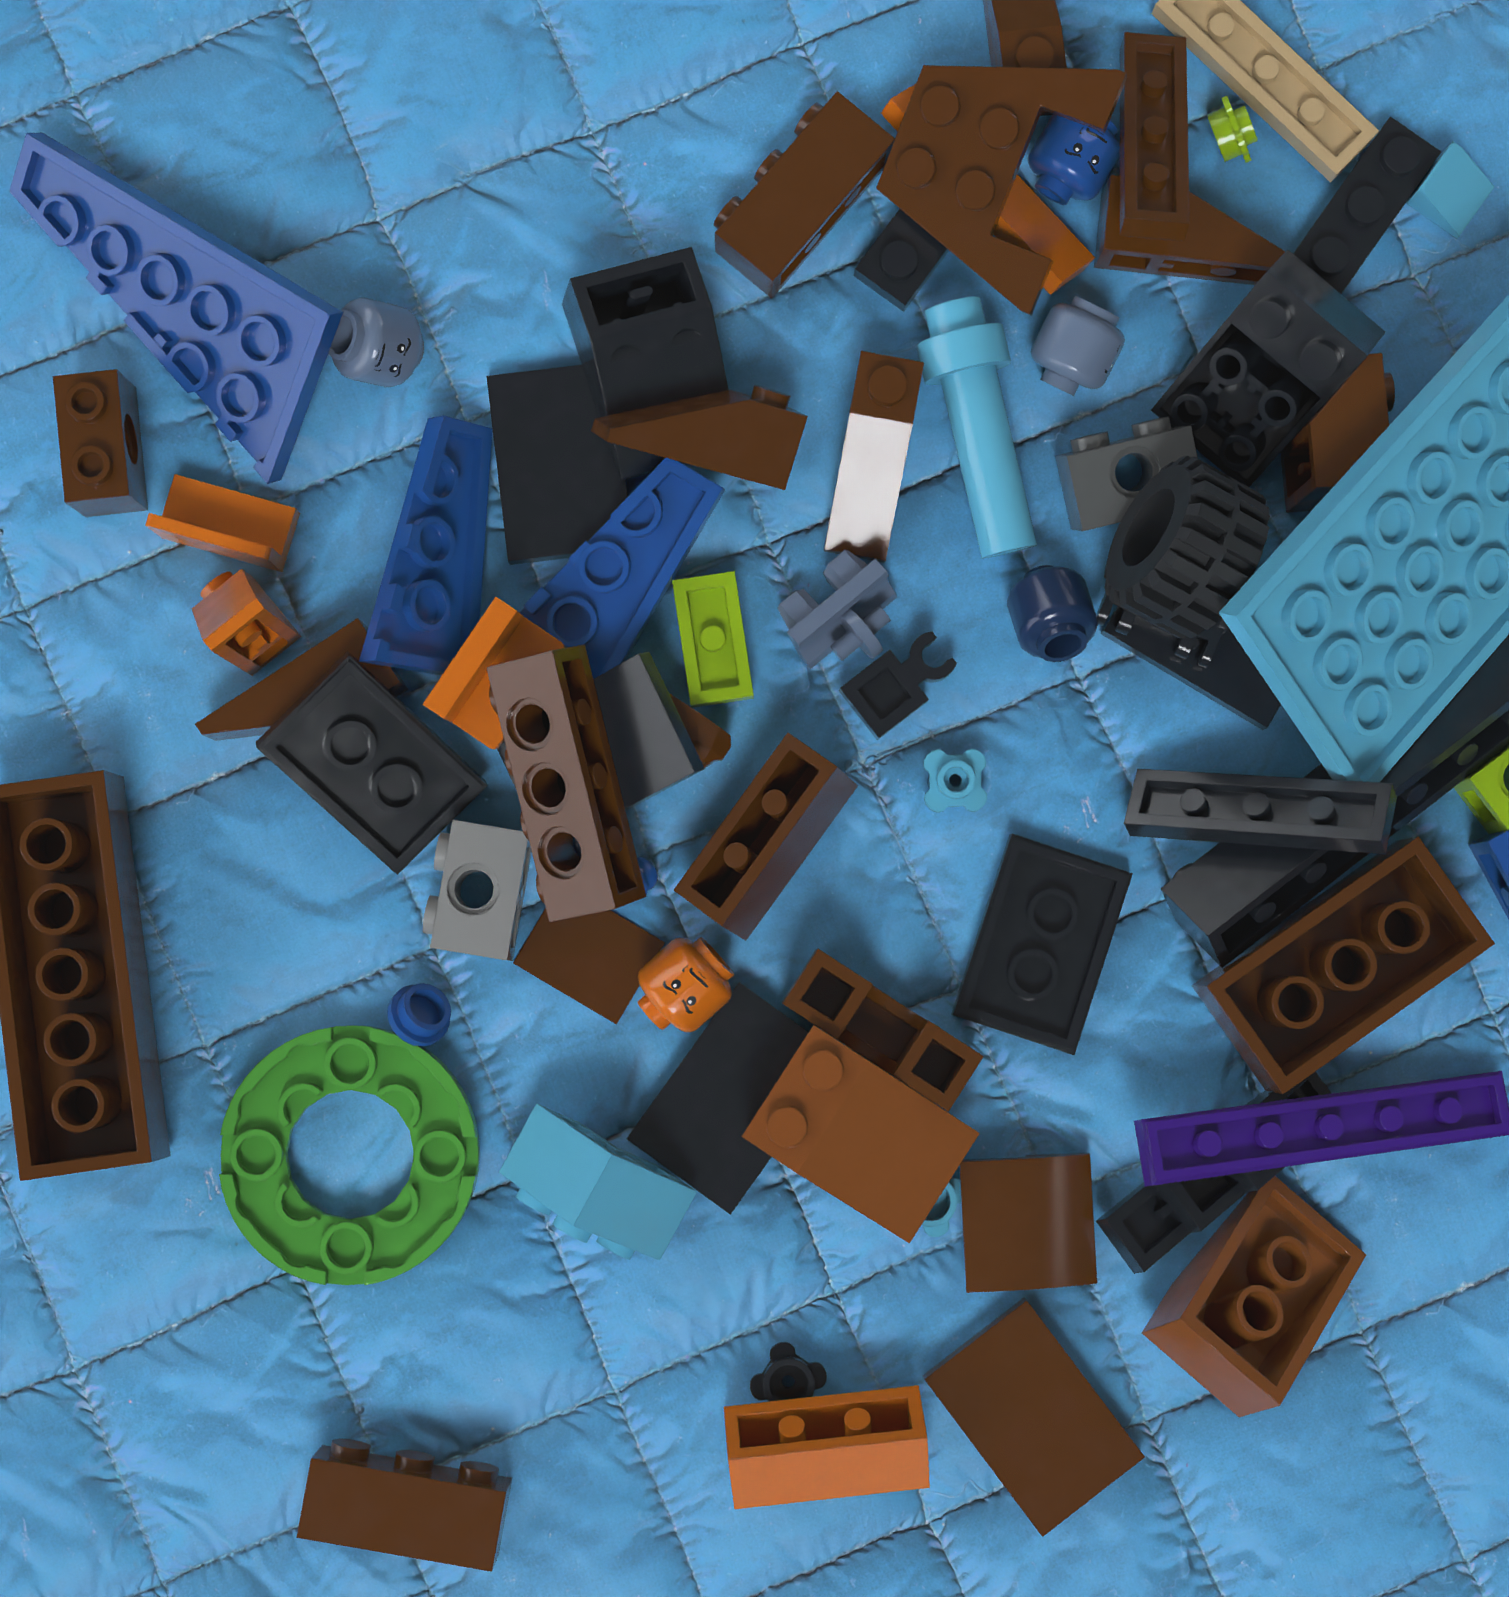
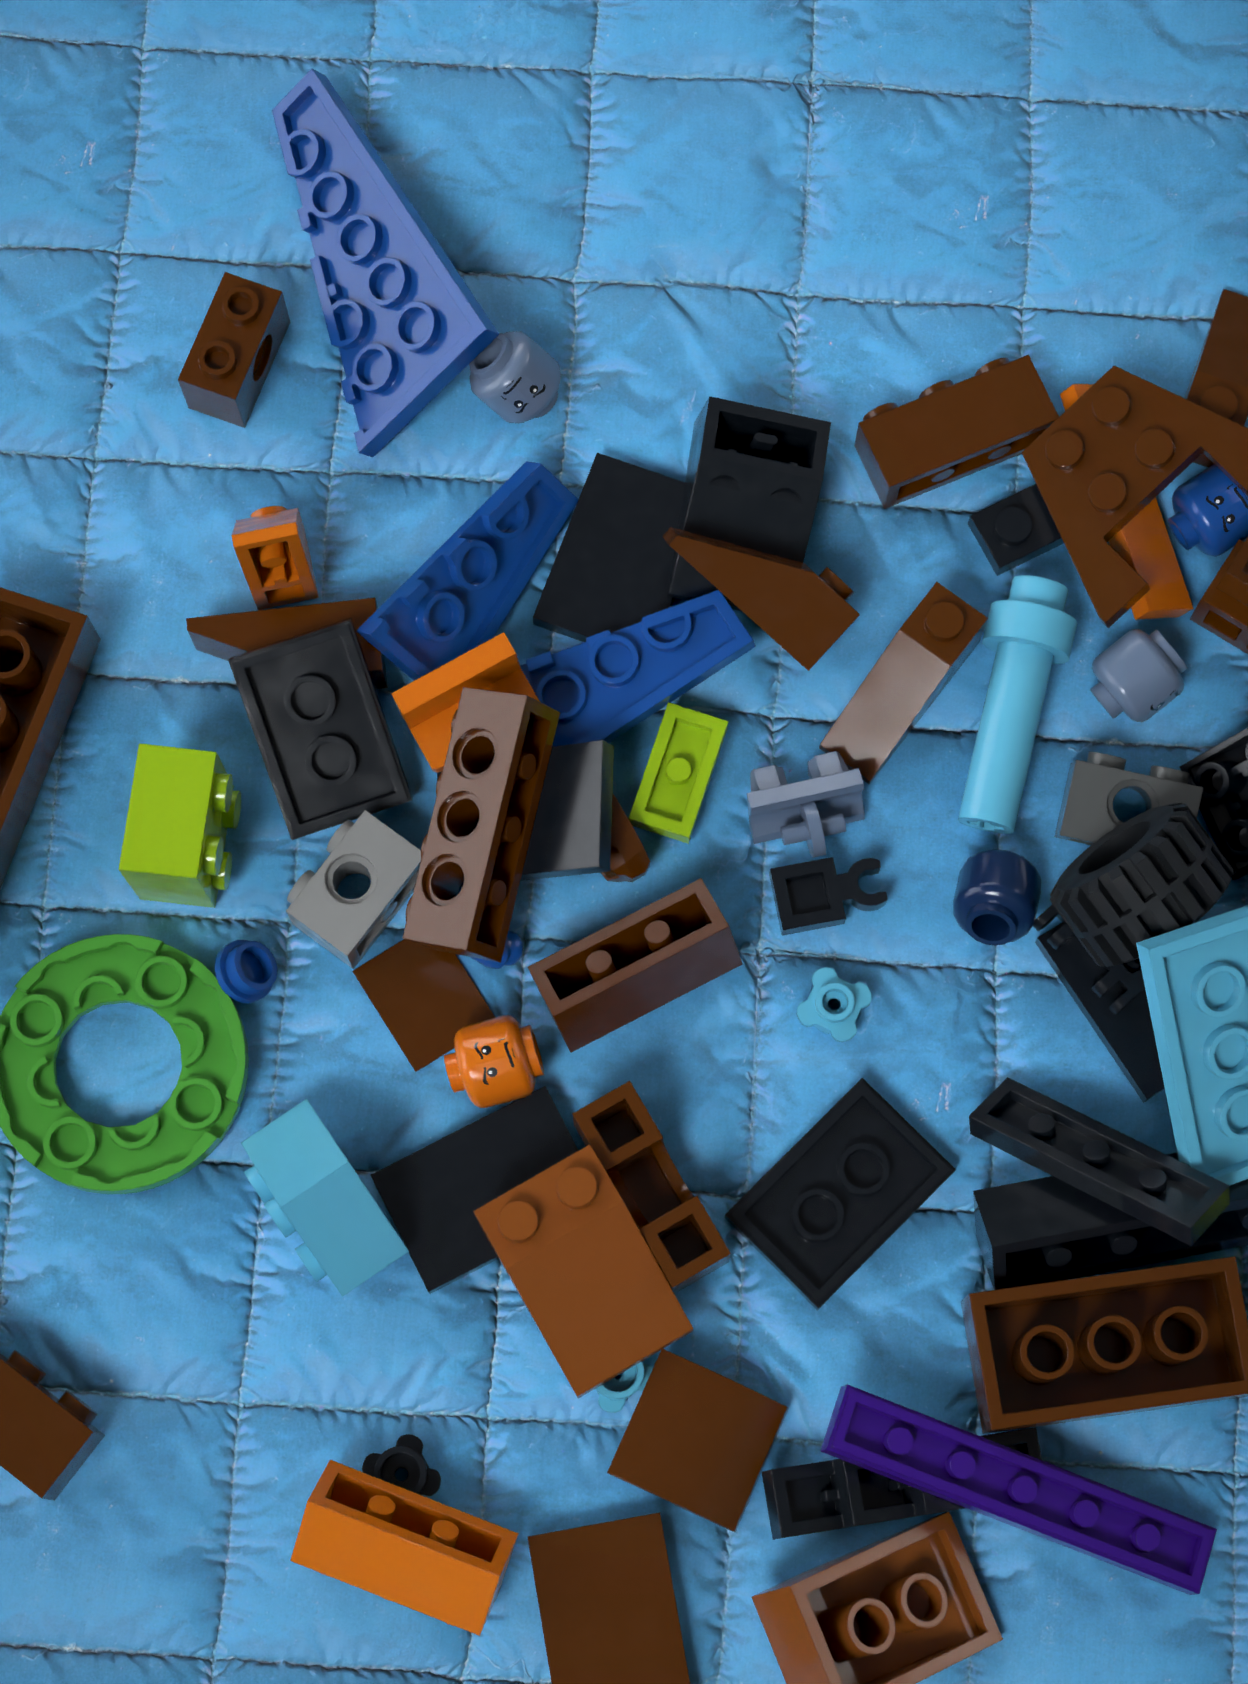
camera: 35 degrees right, 10 degrees down
(226, 523) = (305, 469): orange panel -> none
(291, 918) = (179, 826): none -> lime brick

